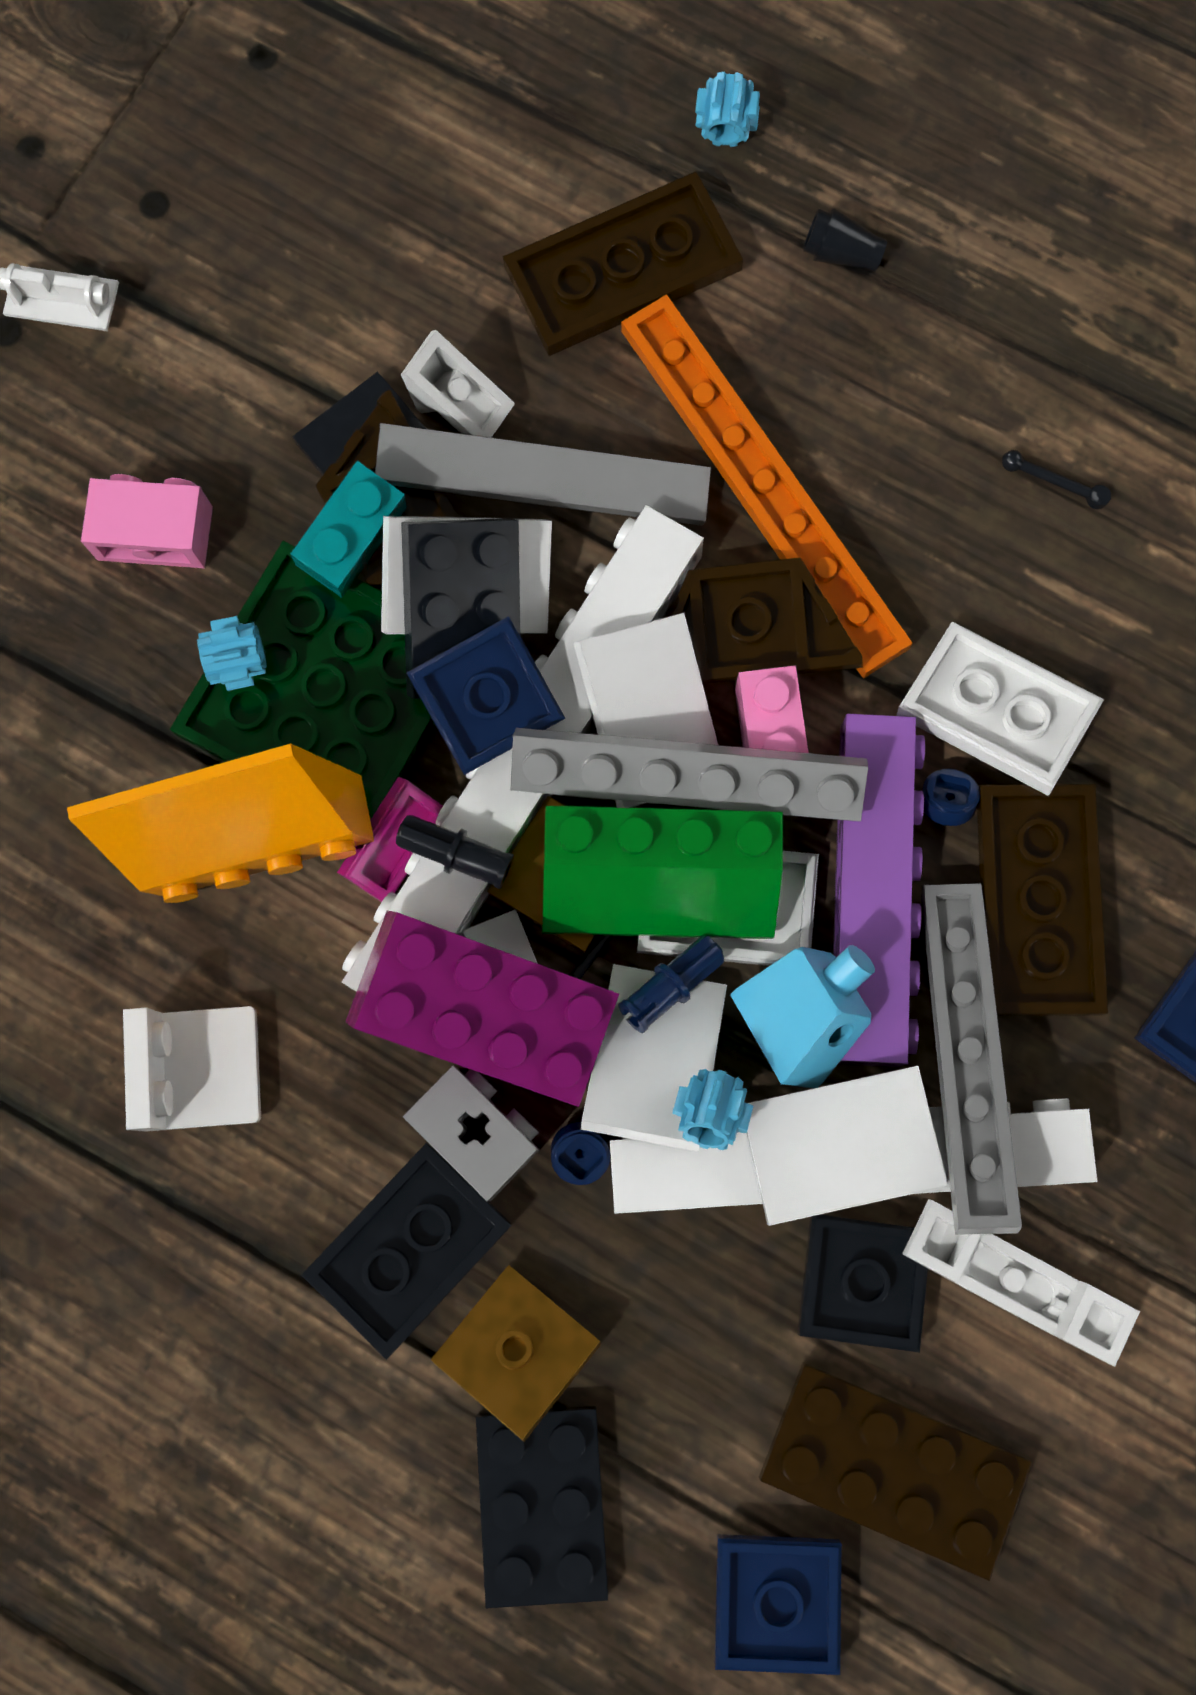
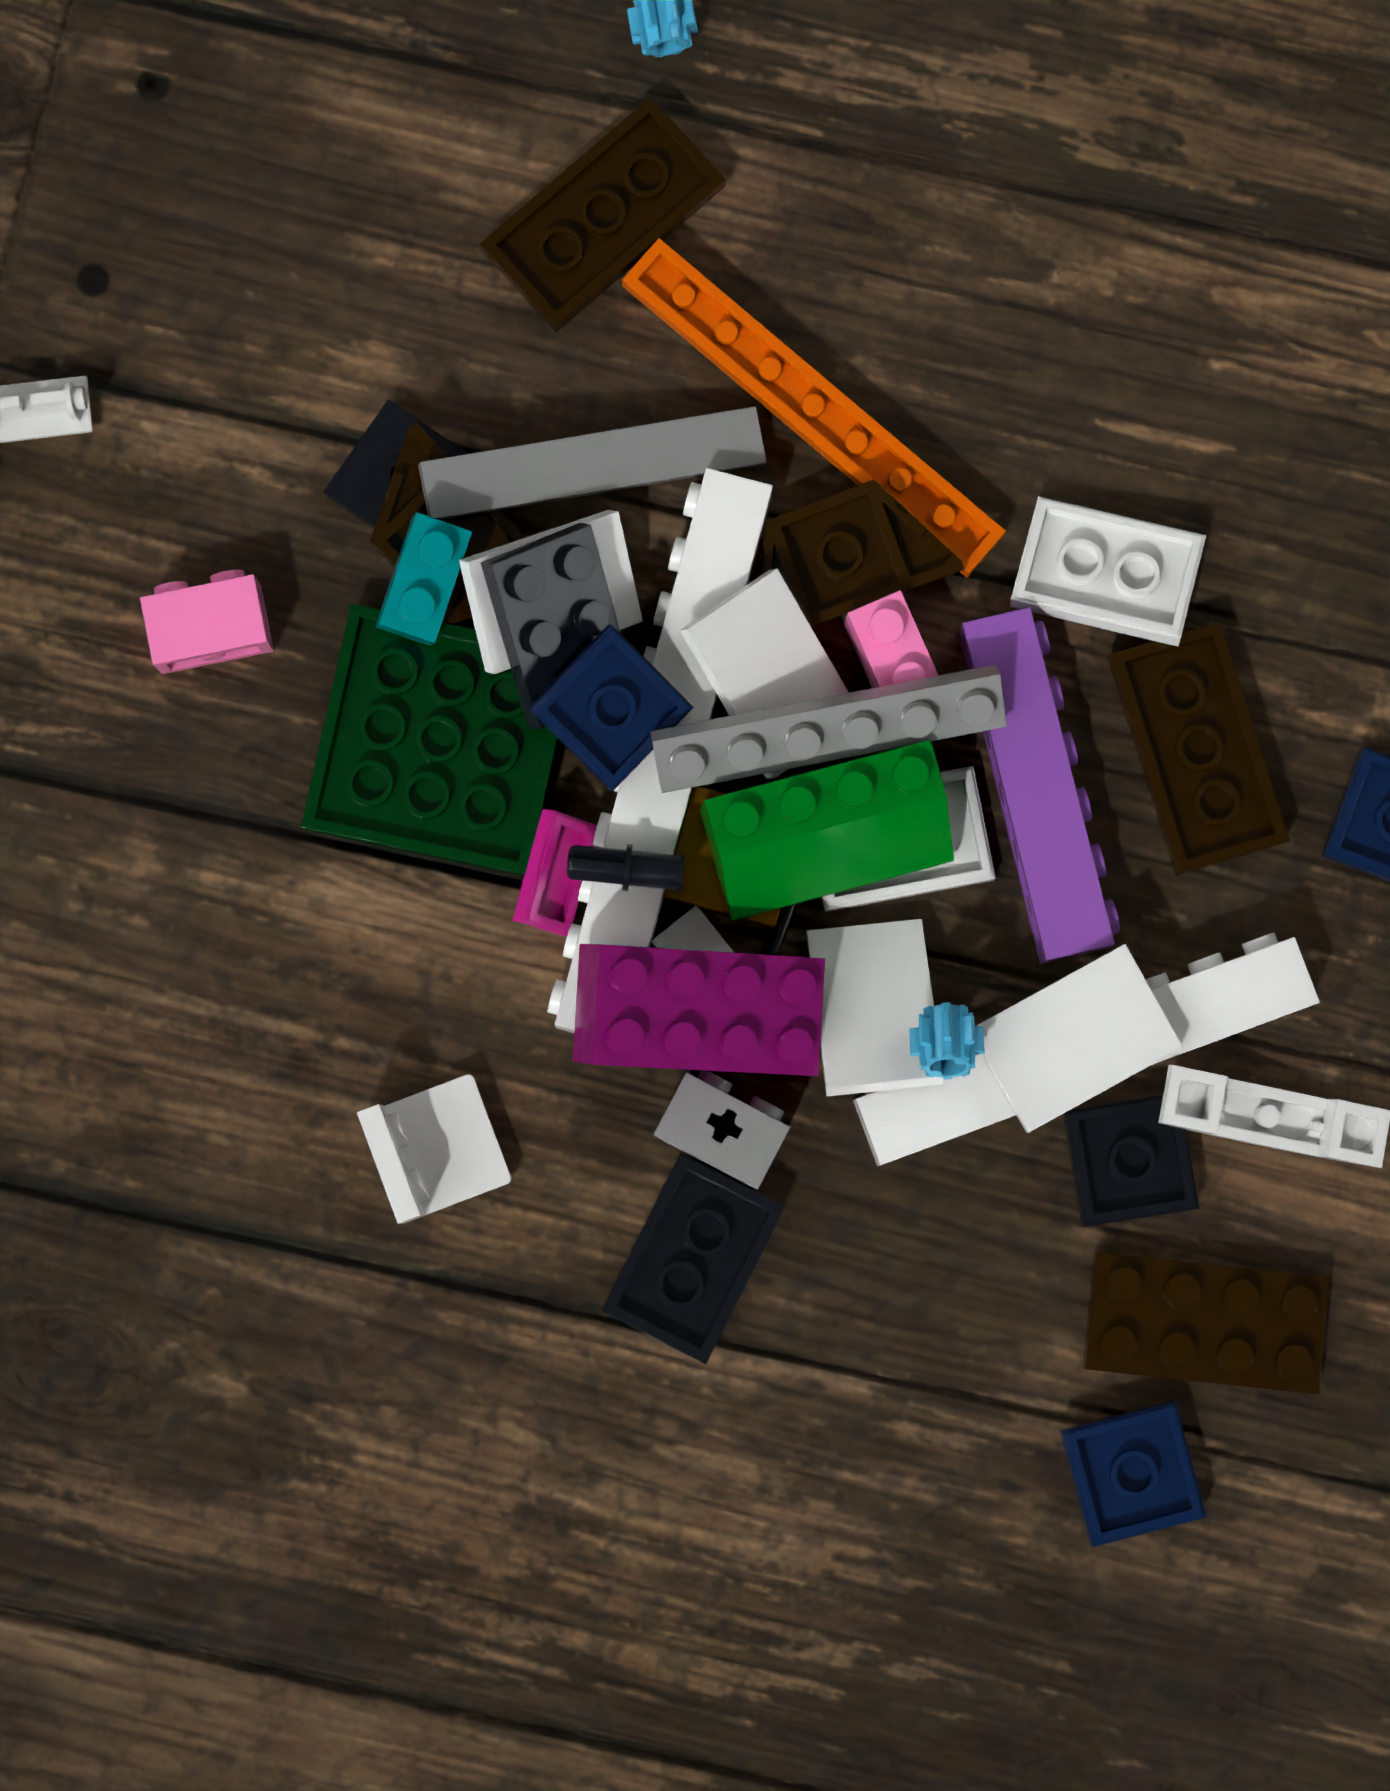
camera: 25 degrees left, 5 degrees up
(229, 822) = (406, 906): light orange slope -> none
(231, 653) = (344, 735): medium azure gear -> none
(449, 384) = (479, 400): white slope -> none
(516, 1352) = (825, 1321): pearl gold plate -> none
(542, 1511) = (890, 1454): black plate -> none
(579, 1154) = (828, 1121): dark blue tile -> none
(672, 983) = (870, 933): dark blue axle -> none
(807, 1011) = (1006, 923): medium azure torso -> none
(842, 241) = (819, 130): black cone -> none
(950, 797) = (1084, 673): dark blue tile -> none
(970, 1061) = (1170, 920): light grey plate -> none
(1096, 497) = (1145, 326): black hinge -> none

